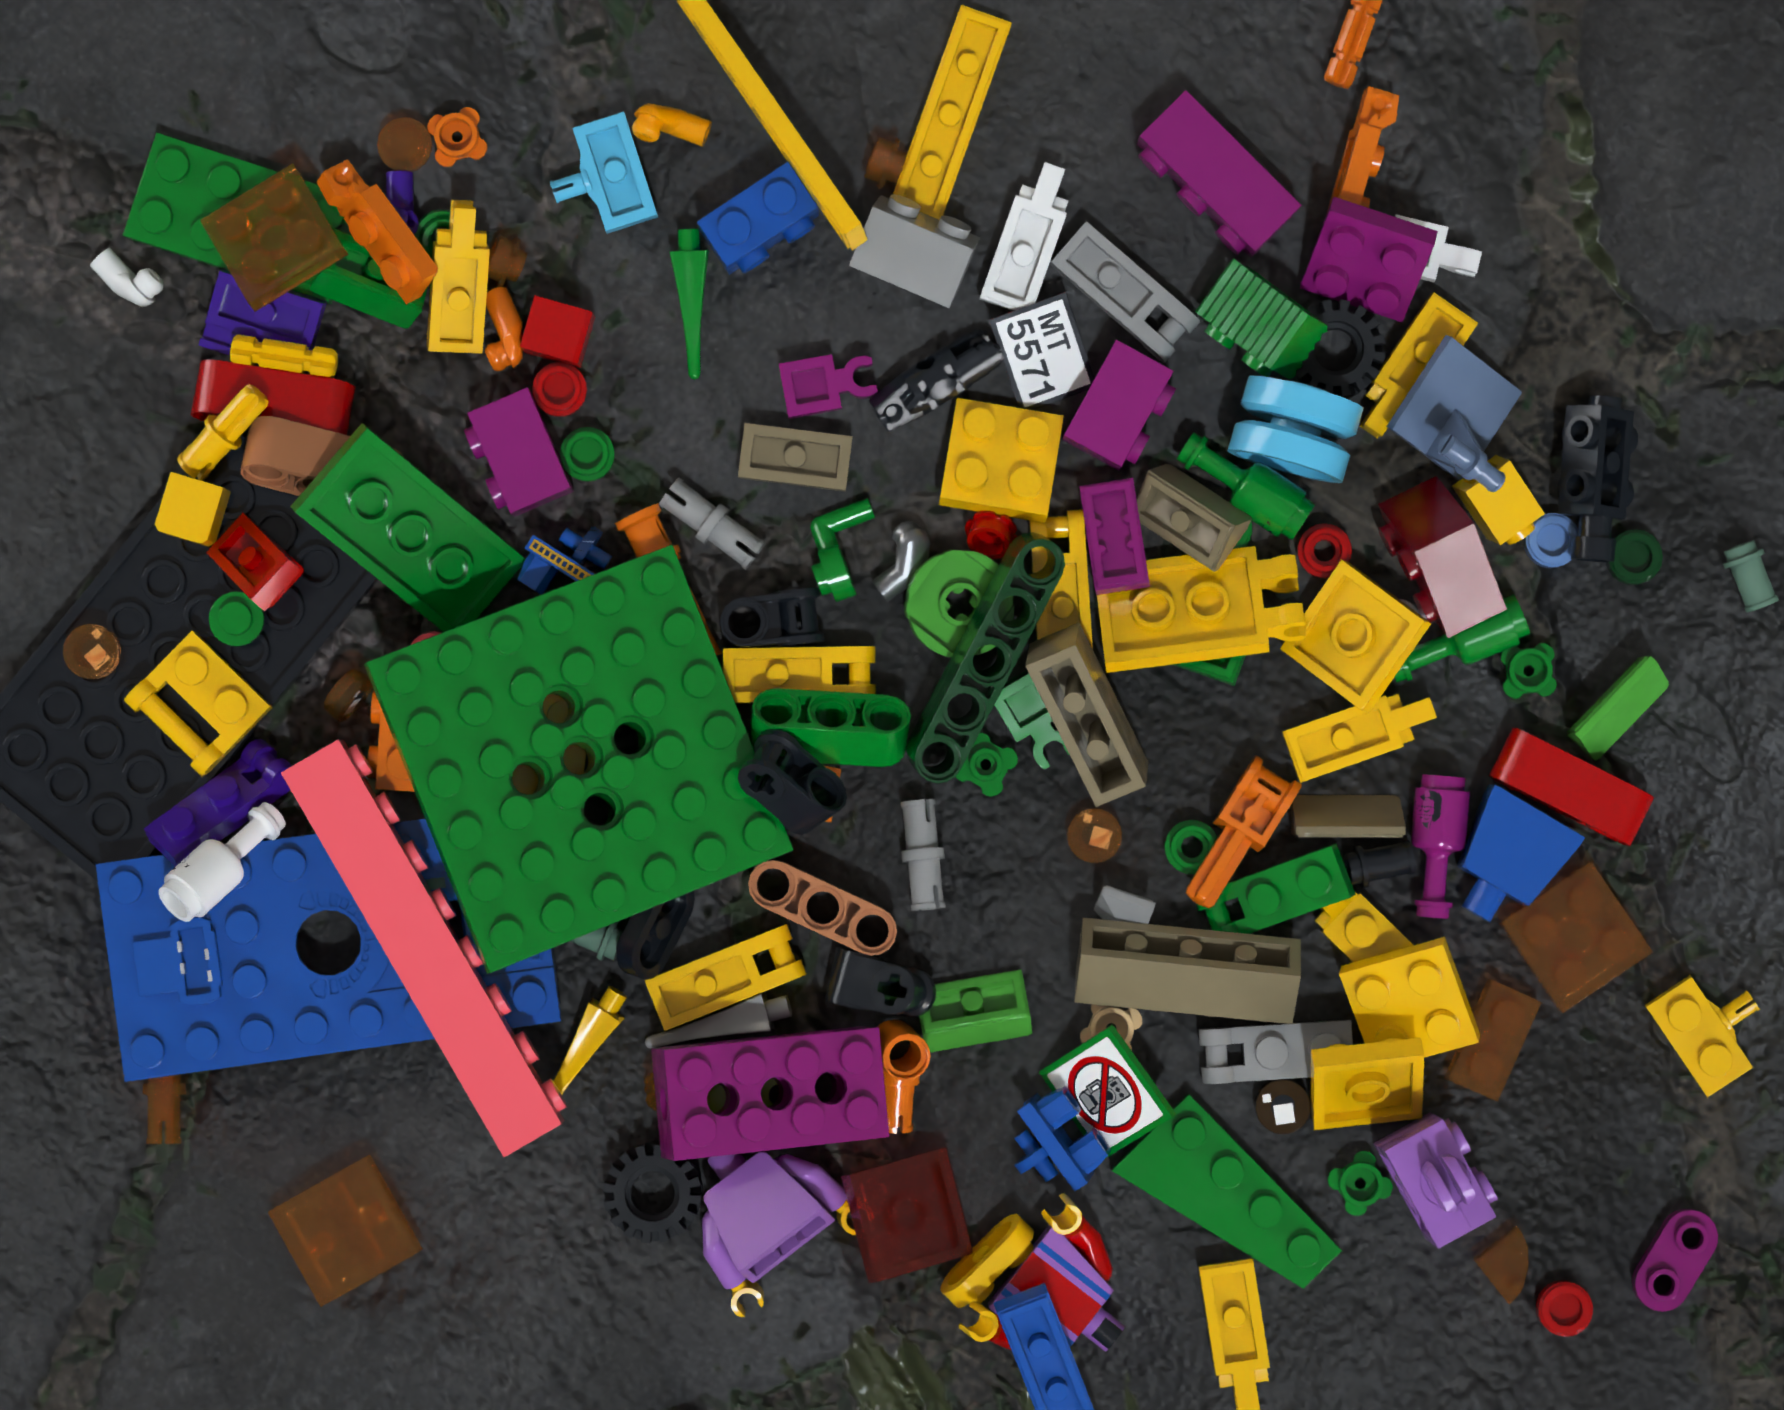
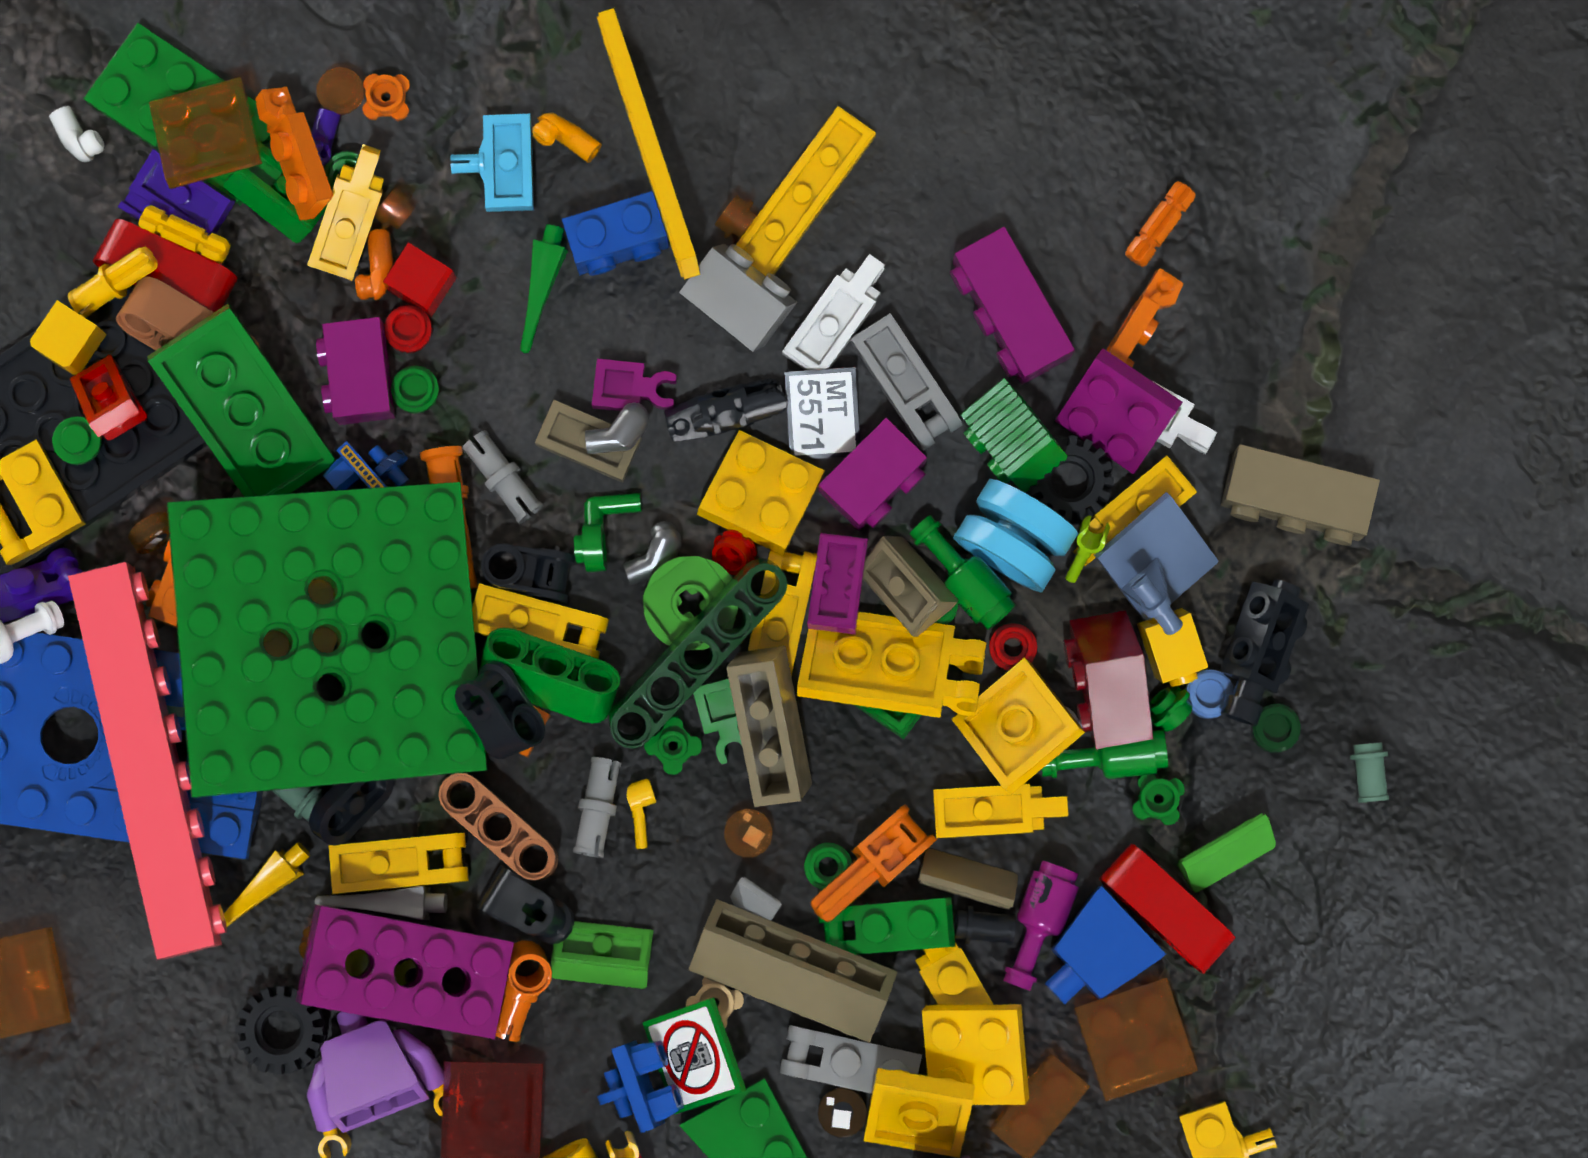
camera: 15 degrees right, 5 degrees down
(832, 439) = (622, 433): none -> flat silver arm
(964, 829) = (640, 795): none -> yellow hand
(1376, 415) = (1088, 544): none -> lime hand
(1514, 568) = (1170, 708): none -> green plate
(1590, 294) = (1299, 495): none -> dark tan brick

